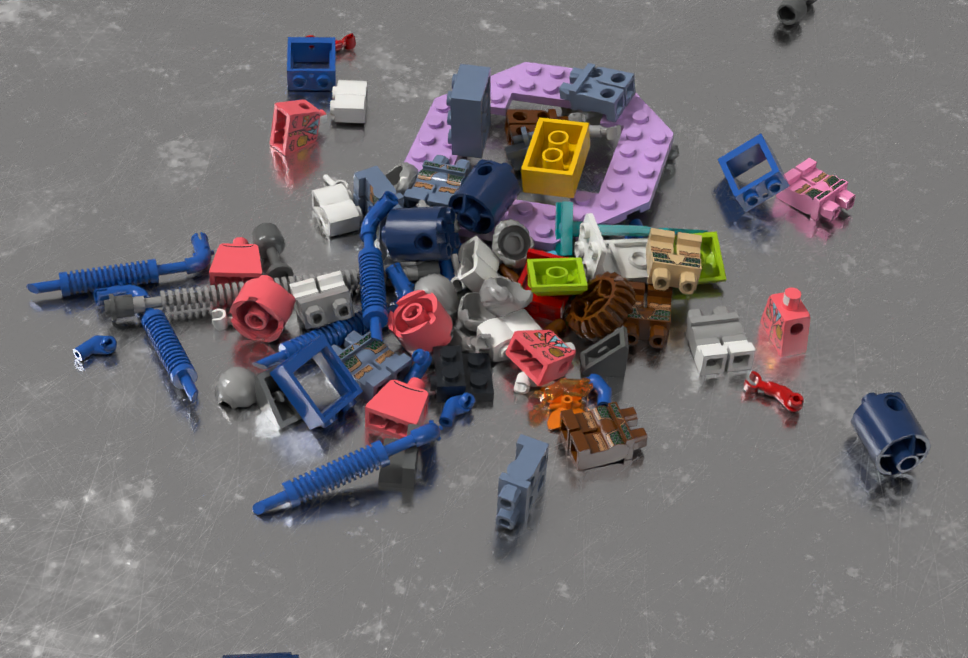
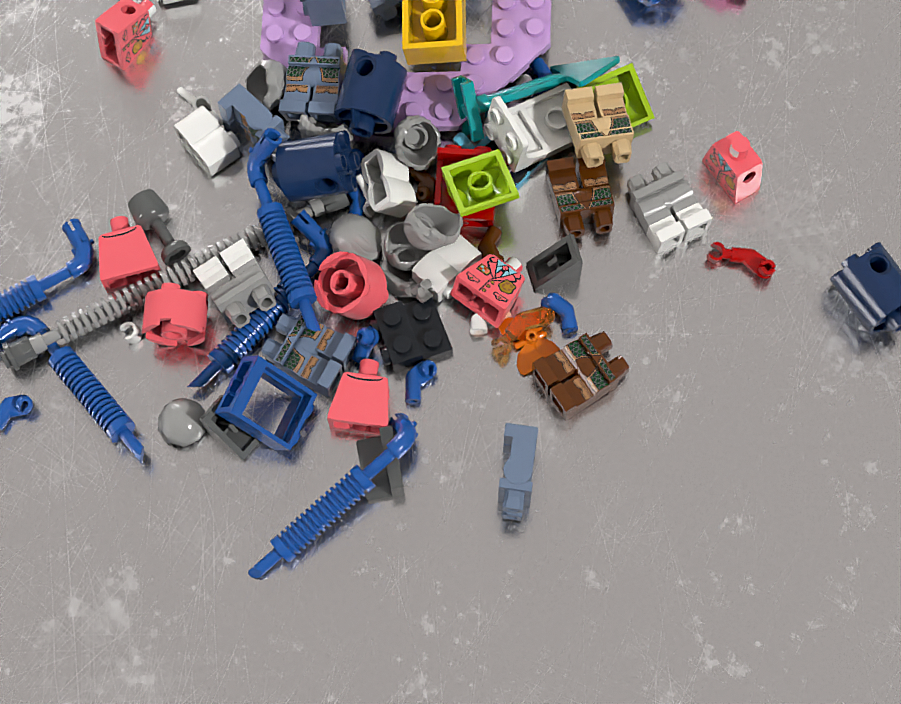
camera: 10 degrees left, 25 degrees up
(601, 307) = (541, 206): reddish brown gear -> none

